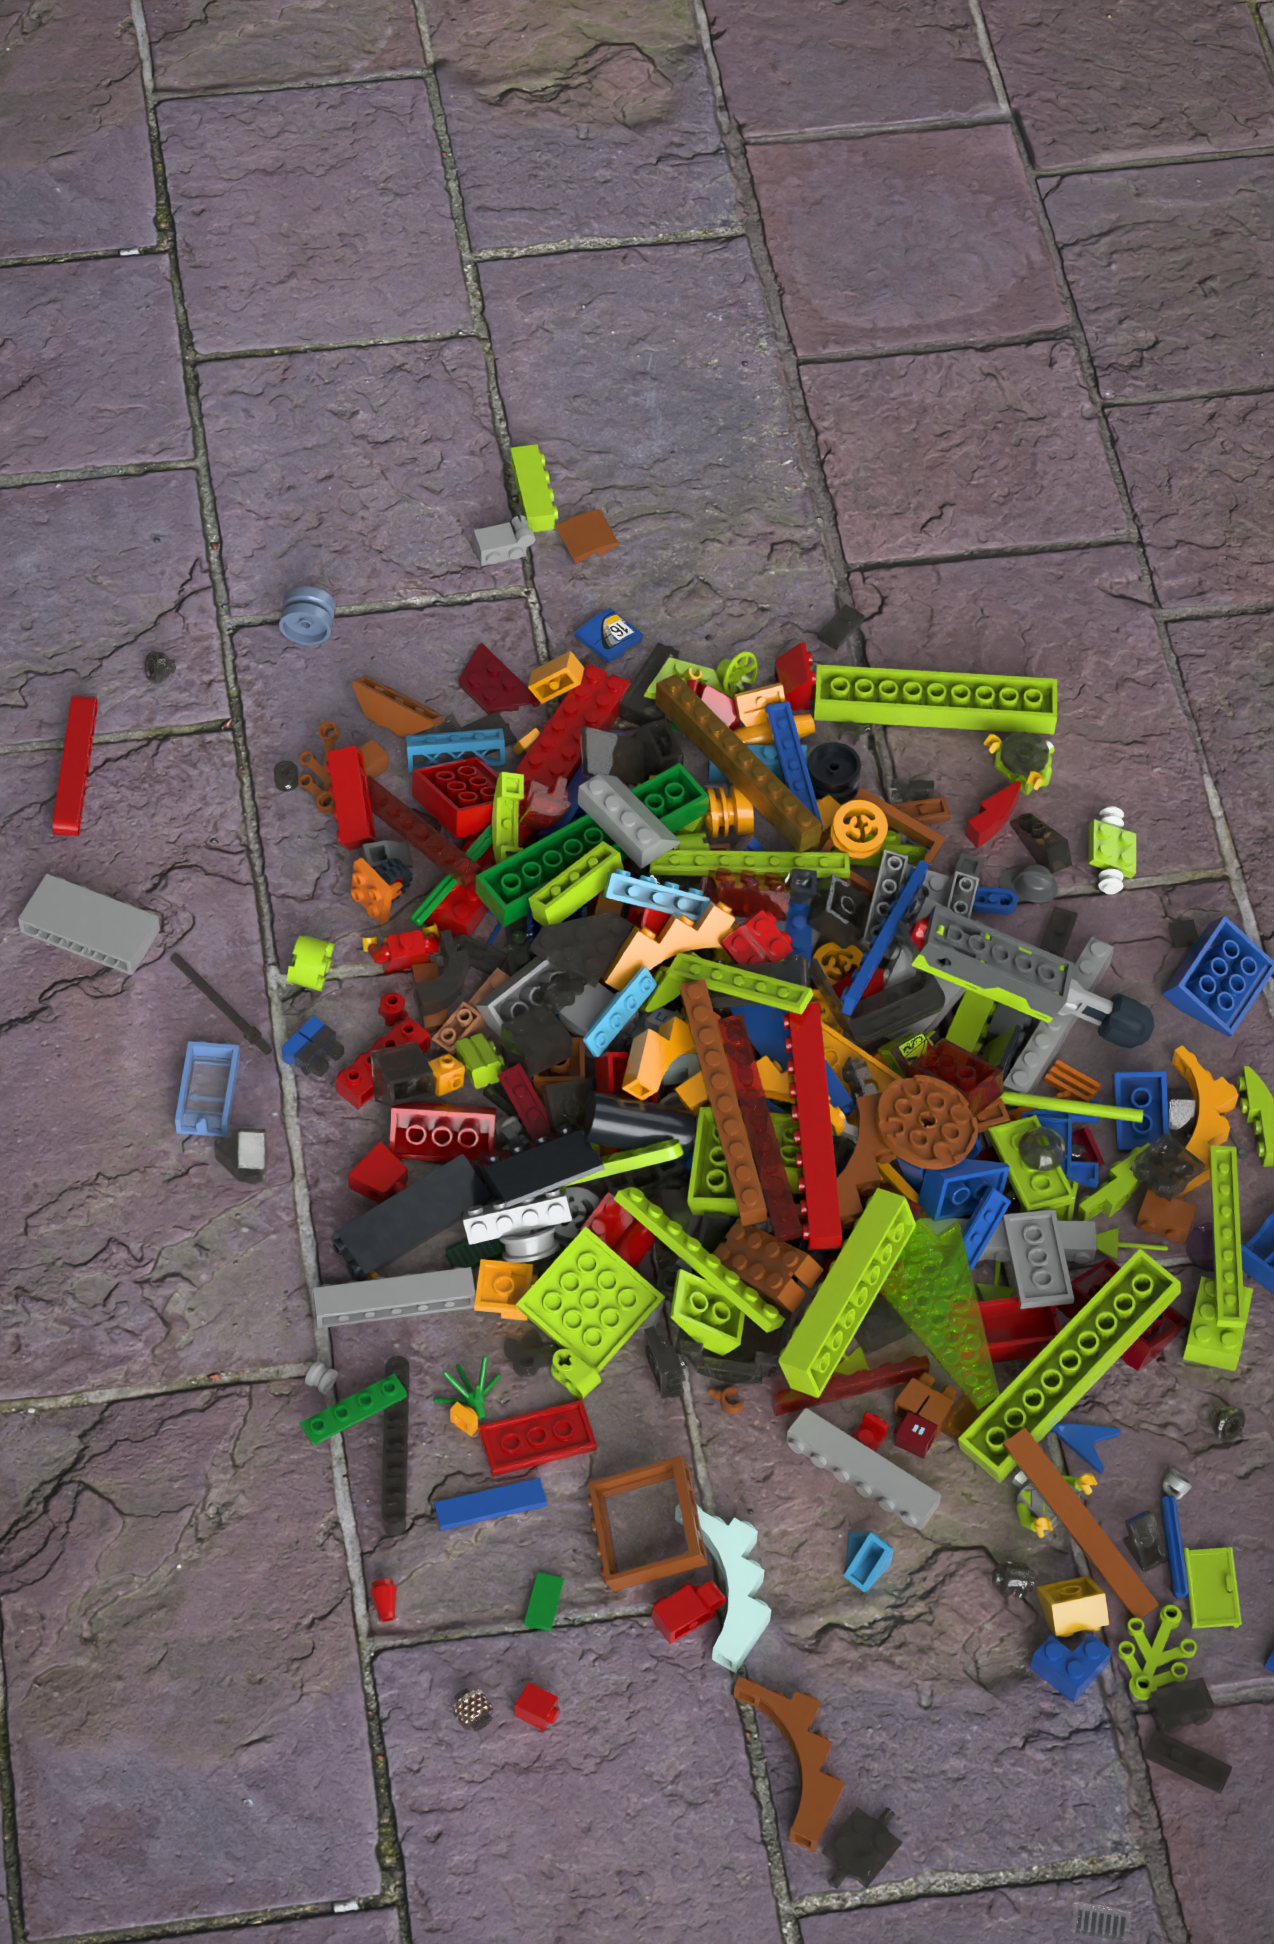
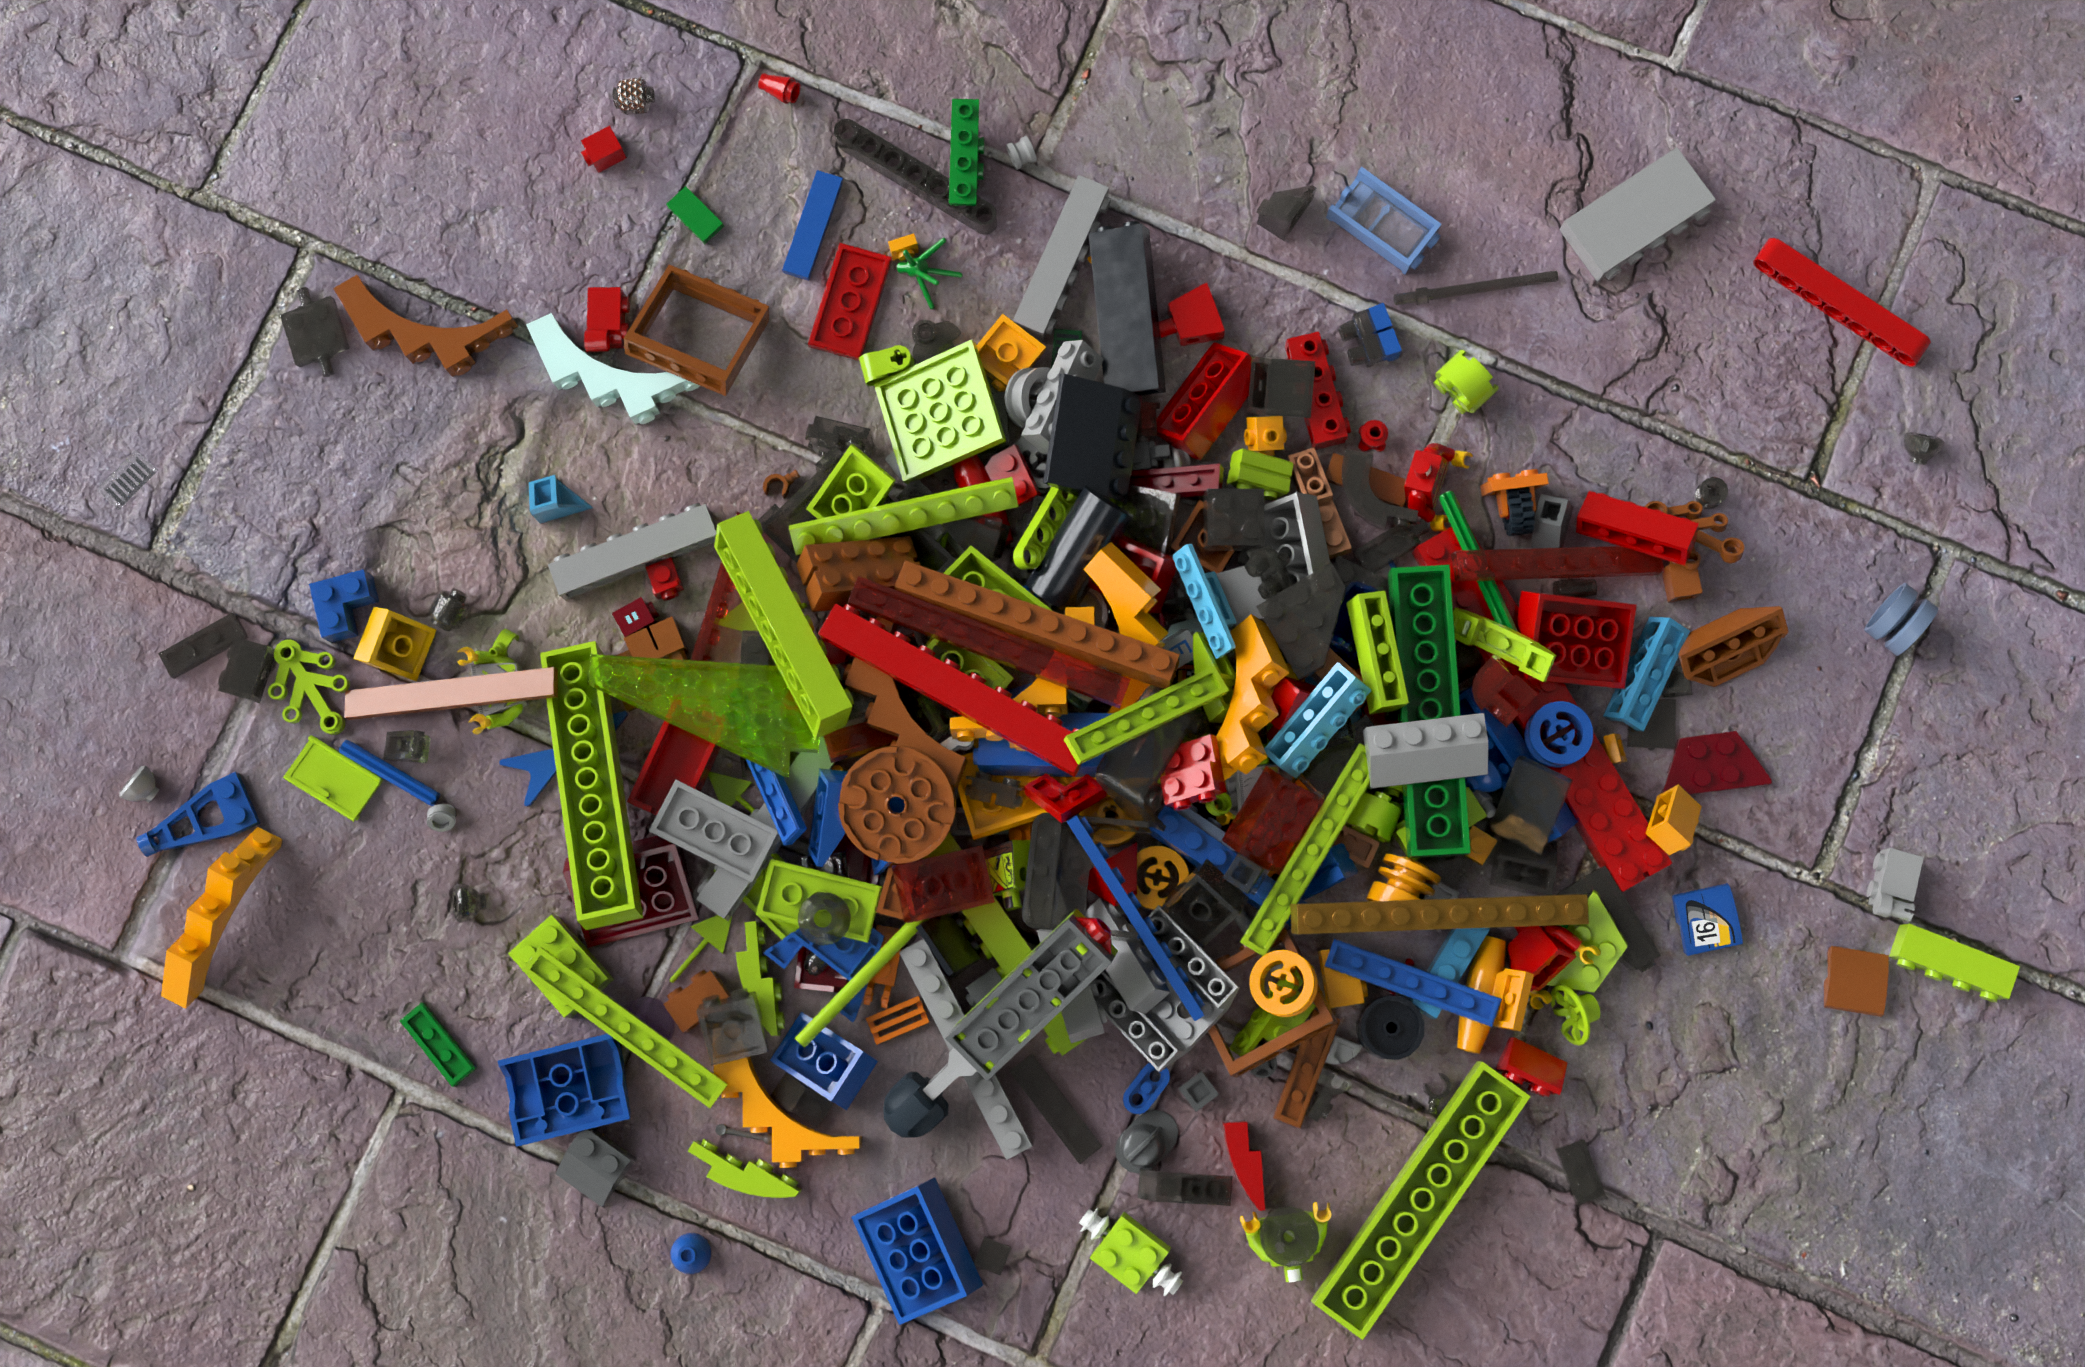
camera: 130 degrees right, 25 degrees up
(549, 752) = (1569, 752): none -> blue wheel
(839, 1031) = (1064, 801): none -> red plate
(1009, 1518) = (503, 642): none -> lime piece

